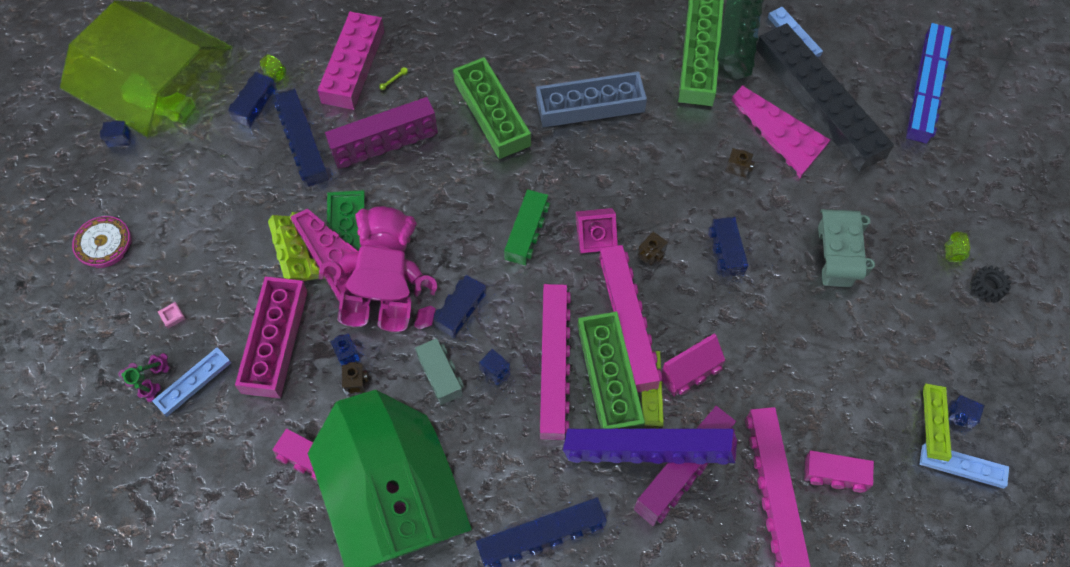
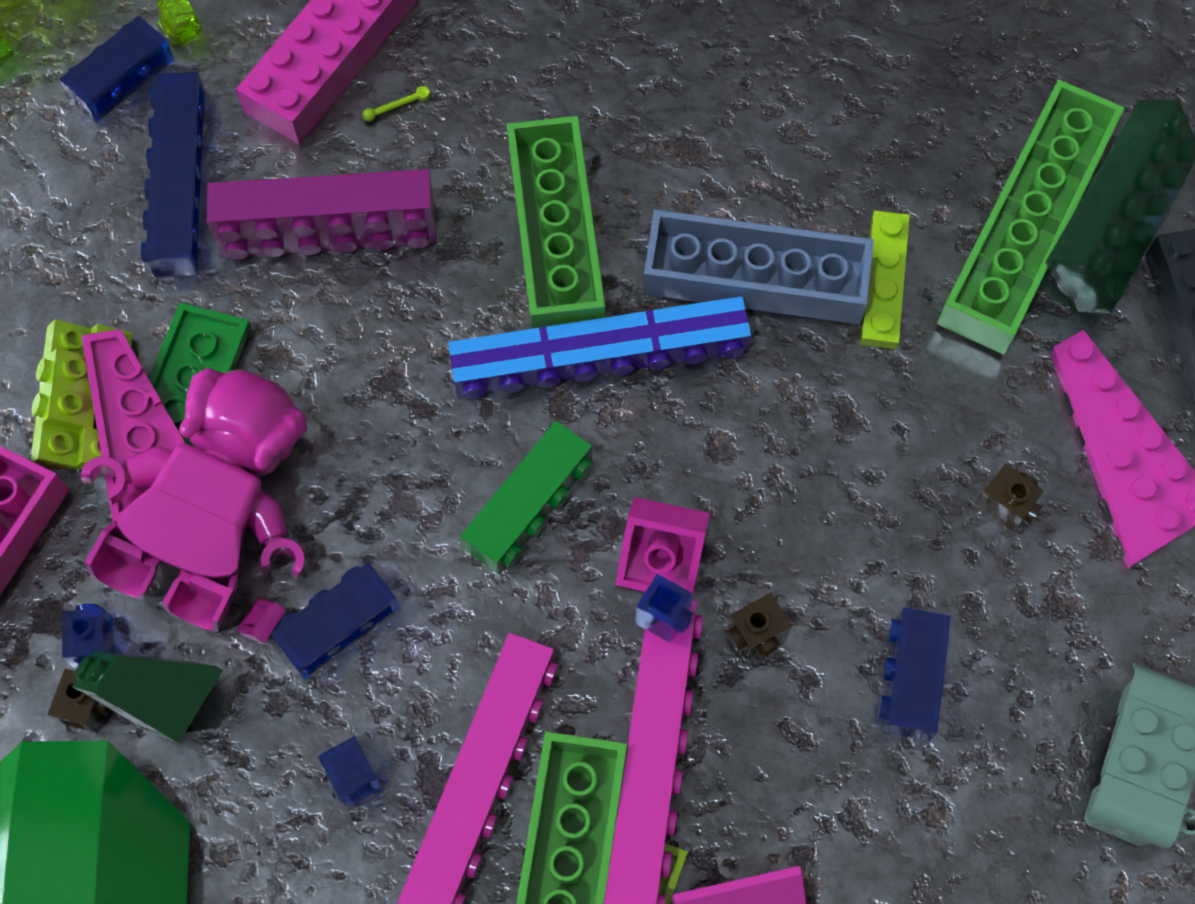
camera: 20 degrees right, 5 degrees up
(387, 359) = (147, 690): none -> dark green slope
(439, 371) = (244, 742): sand green brick -> none
(532, 154) = (599, 347): none -> brick
(611, 248) = (664, 609): none -> clear blue brick
(654, 108) = (886, 282): none -> lime plate

